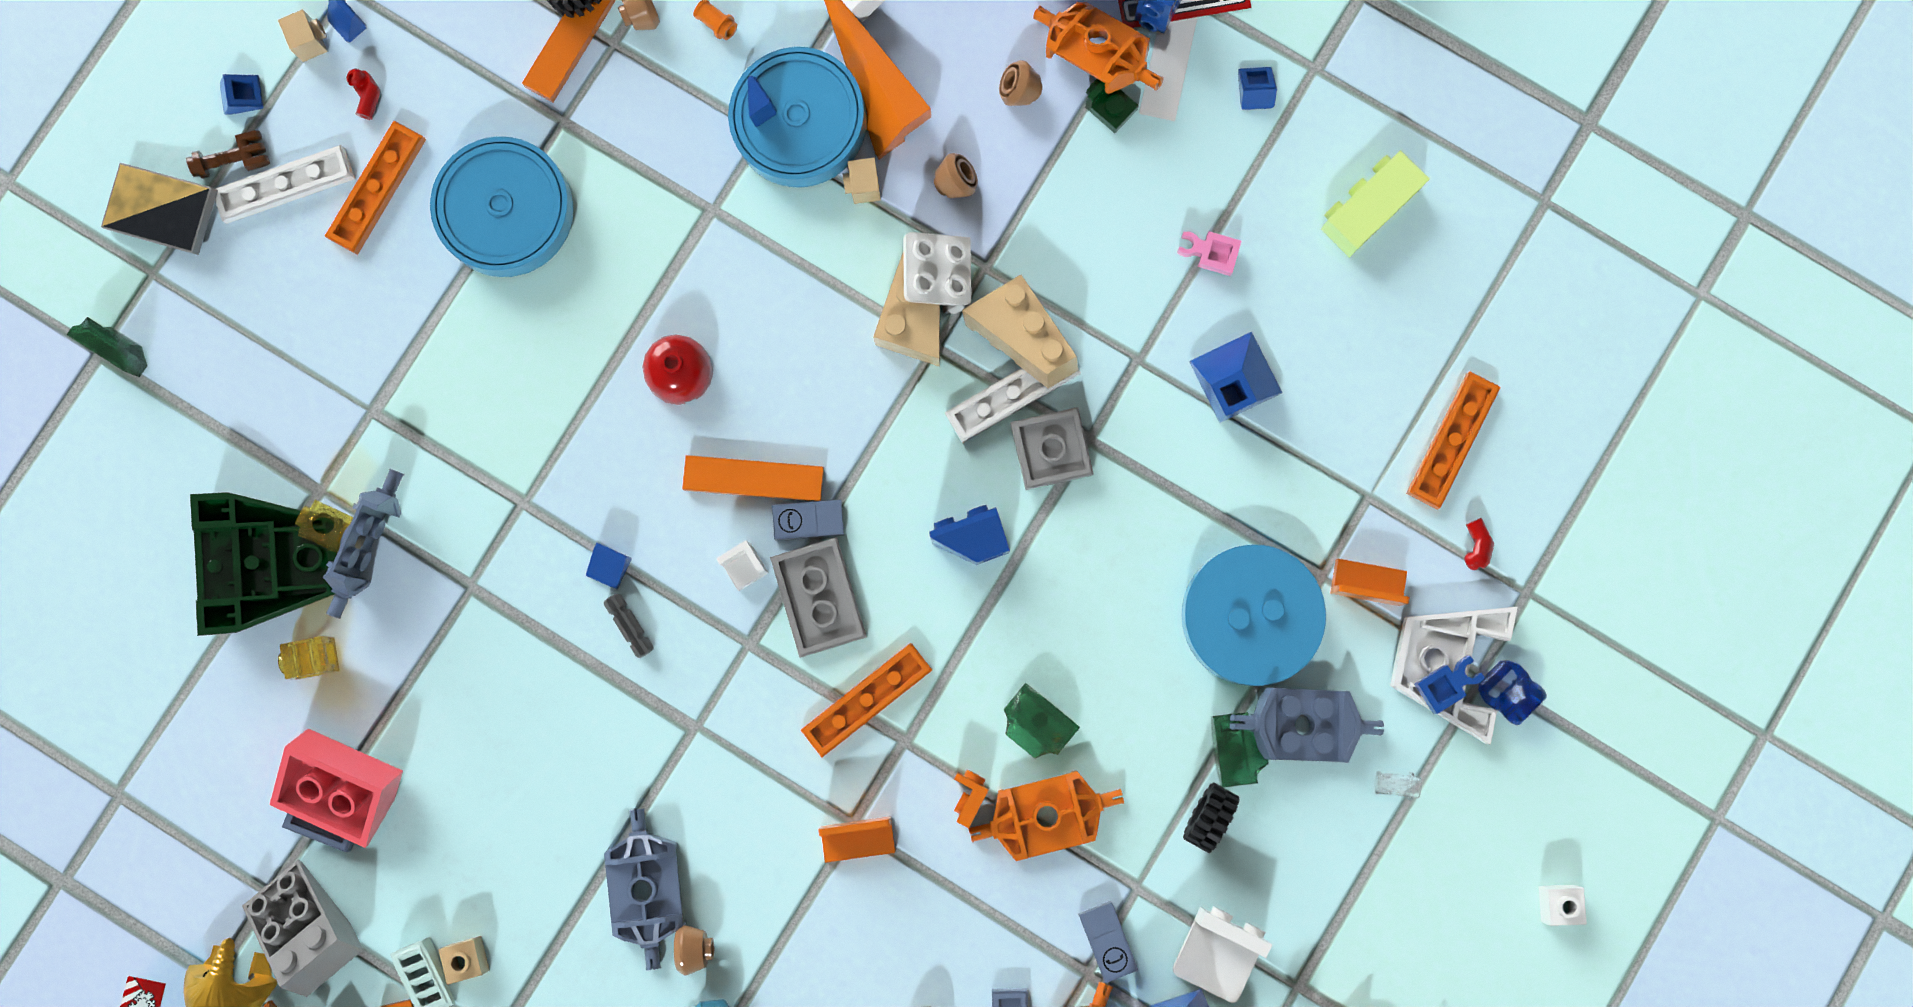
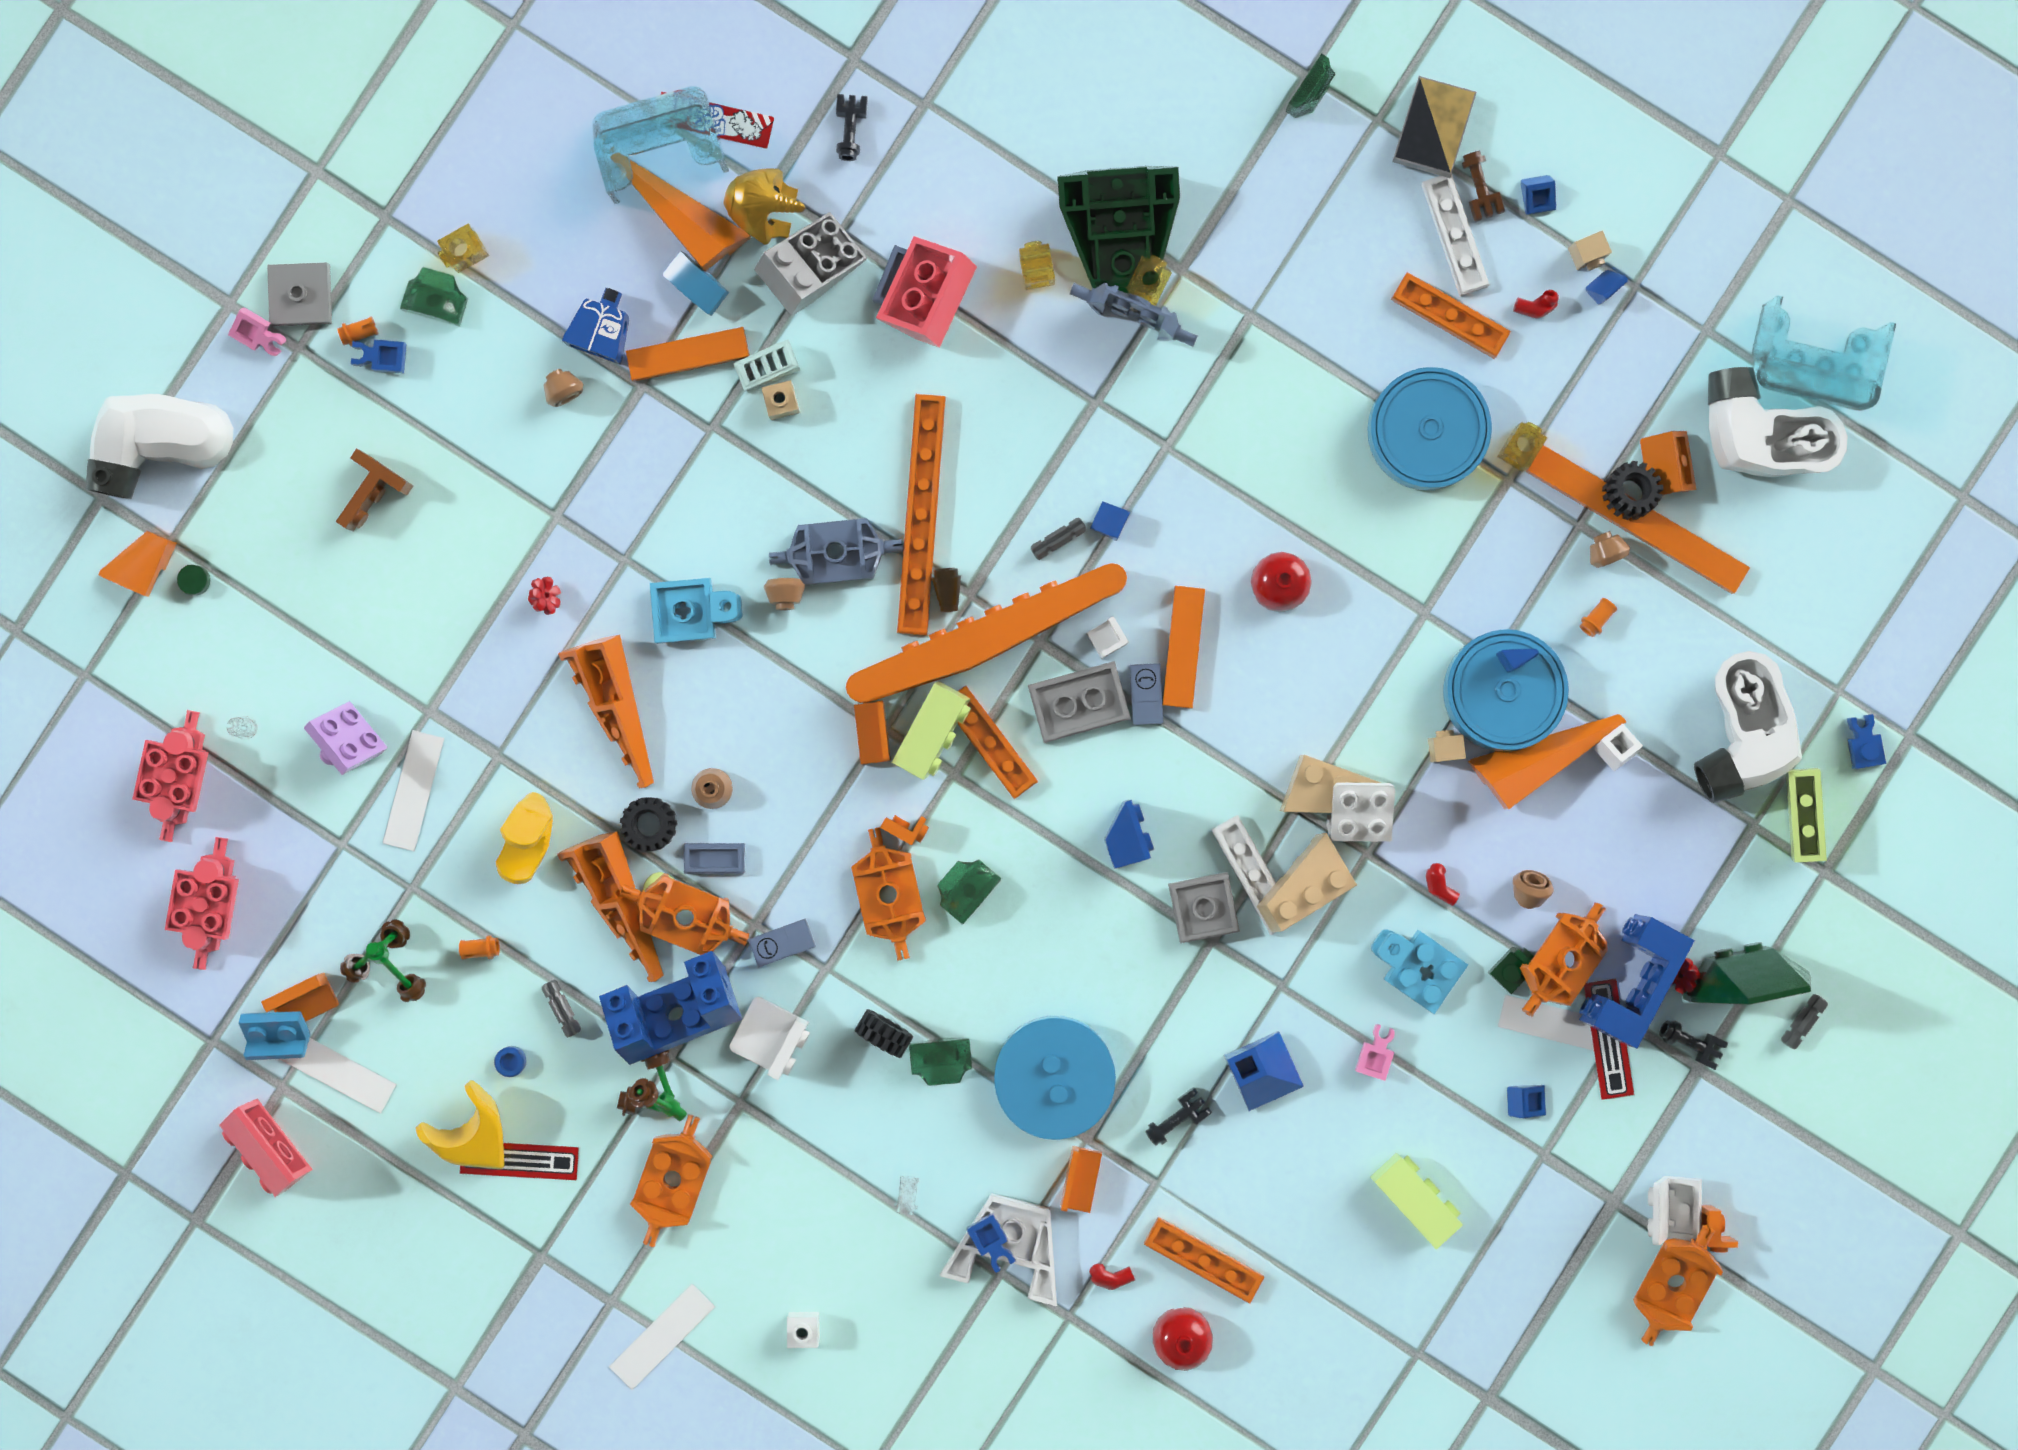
camera: 90 degrees right, 5 degrees up
(165, 886) = (848, 149): none -> black hinge
(529, 116) = (1513, 455): none -> clear yellow brick
(601, 787) = (921, 514): none -> orange tile
(687, 754) = (947, 588): none -> dark brown cone
(744, 709) = (986, 637): none -> orange piece
(854, 768) = (932, 731): none -> yellowish green brick
(955, 177) = (1448, 829): medium nougat cone -> none
(1020, 188) = (1437, 884): none -> red arm
(1102, 219) = (1407, 959): none -> medium azure plate
(1312, 496) = (1157, 1133): none -> black hinge
(1332, 725) = (959, 1141): sand blue plate -> none
(1518, 698) = (976, 1301): clear blue piece -> none
(1545, 462) = (1182, 1338): none -> red cylinder

